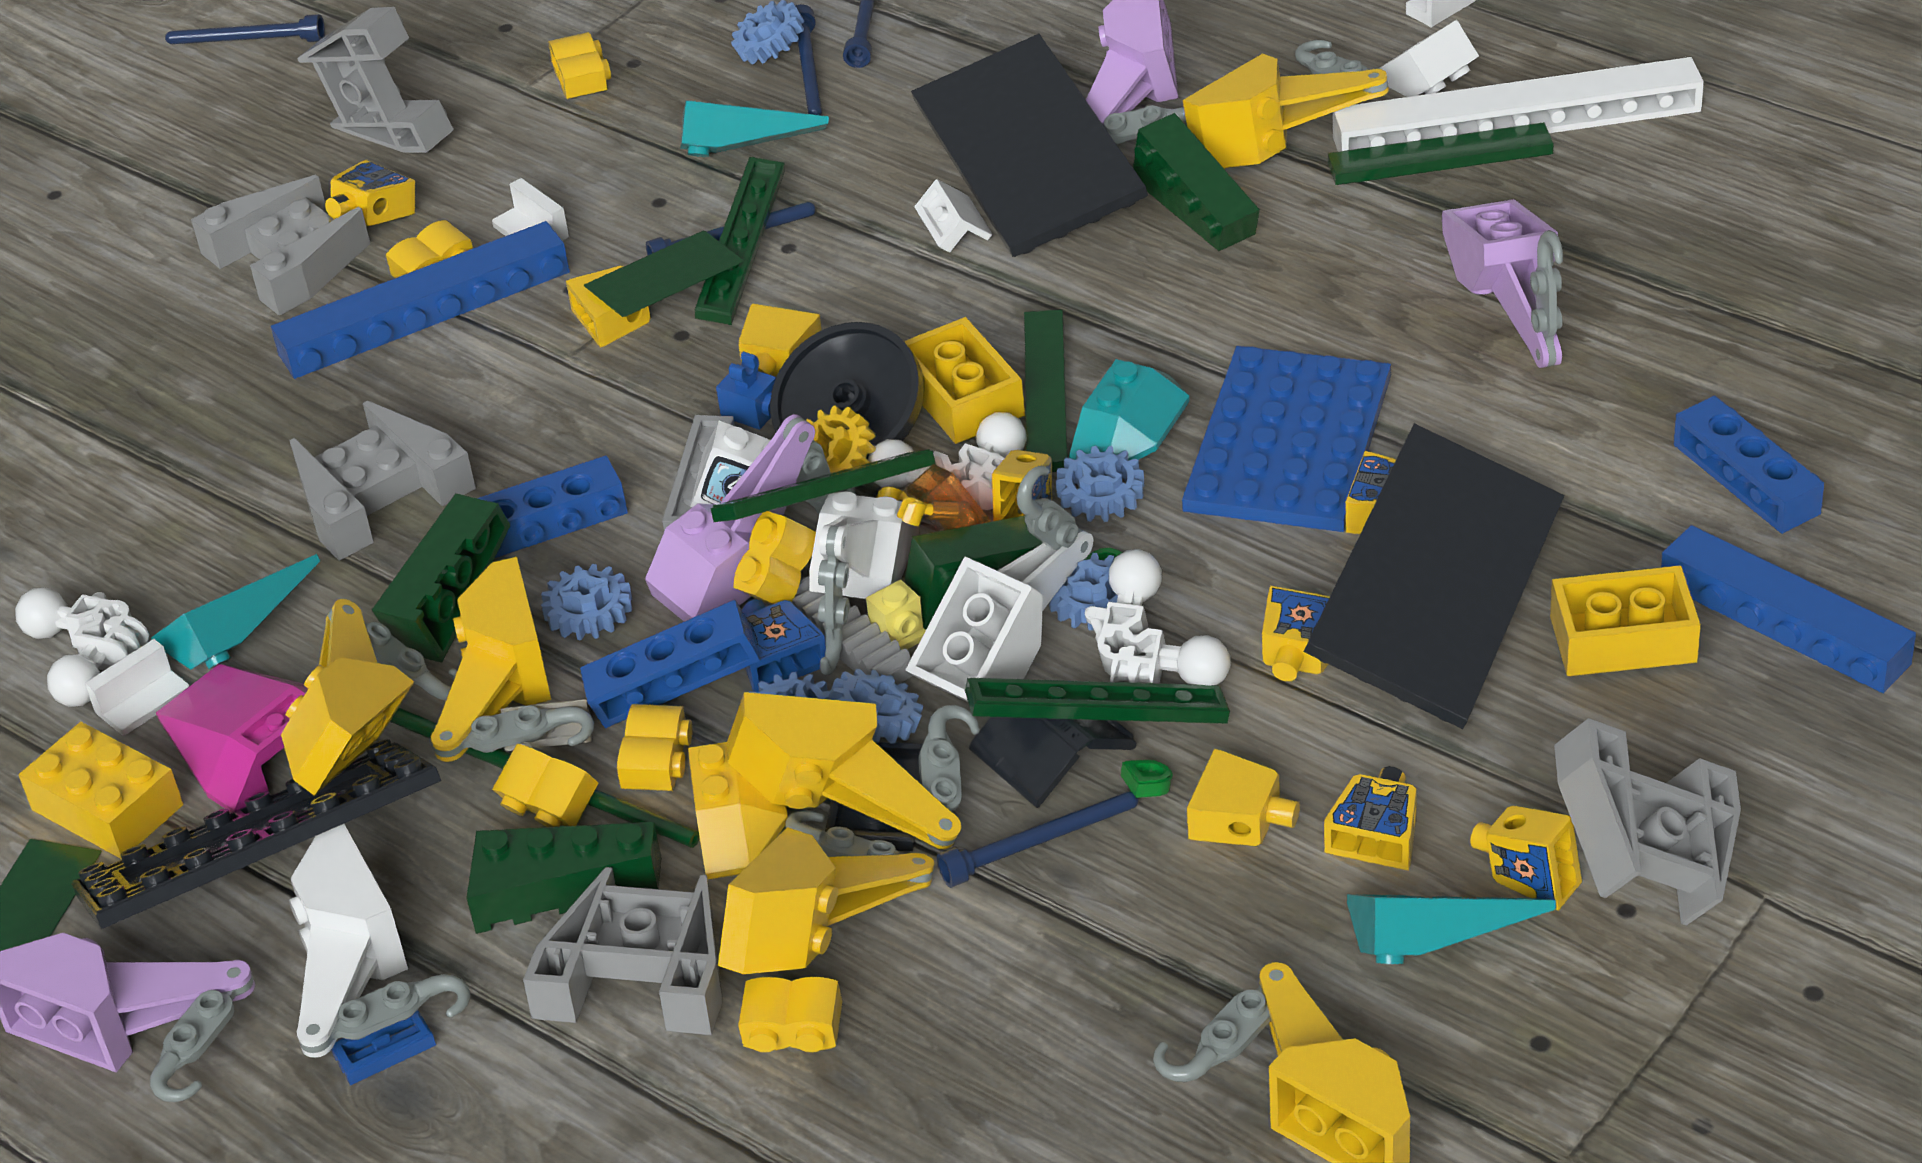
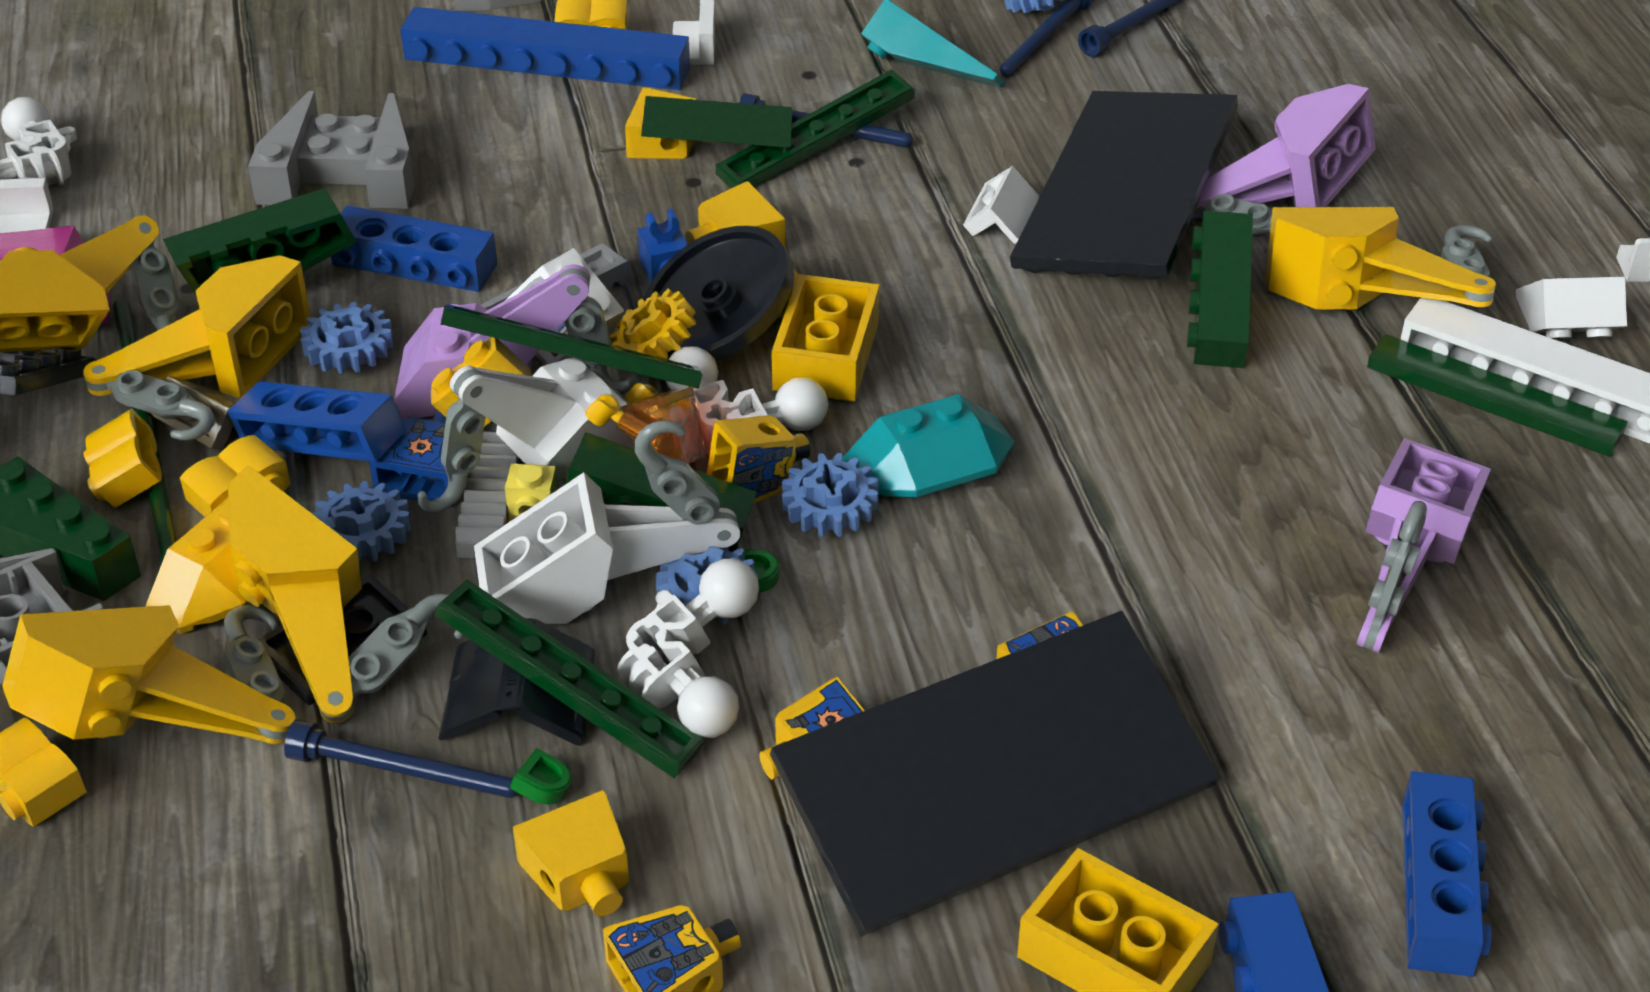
camera: 35 degrees right, 0 degrees up
(224, 623) = (111, 196): teal wedge -> none
(895, 708) = (417, 559): medium blue gear -> none
(1045, 385) = (900, 386): dark green tile -> none
(1287, 438) = (1049, 548): blue plate -> none

